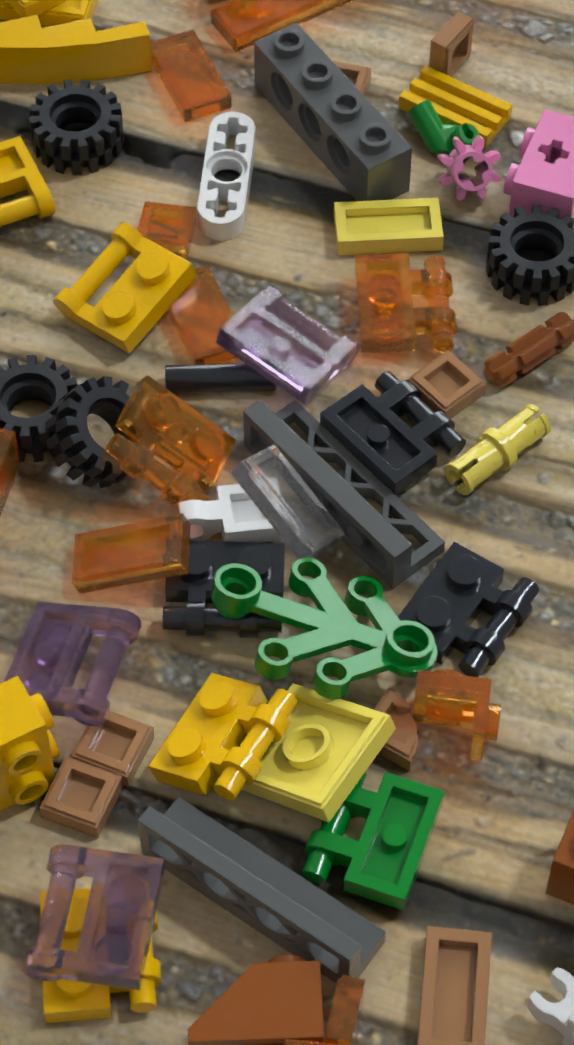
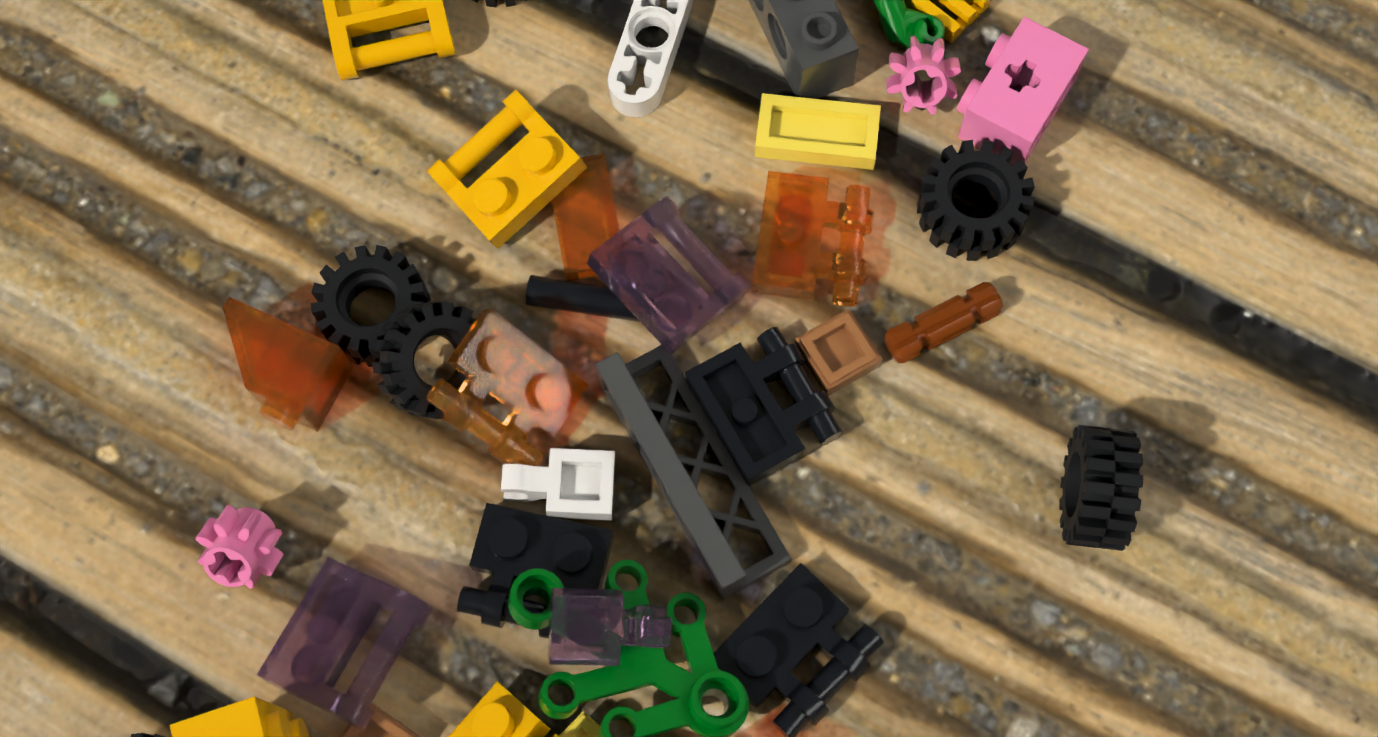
camera: 15 degrees right, 15 degrees up
(131, 553) = (441, 515): clear orange tile -> none
(169, 226) = (571, 95): clear orange tile -> none
(287, 502) = (622, 487): clear tile -> none
(294, 594) = (592, 626): none -> plate
(497, 449) = (877, 448): light yellow pin -> none

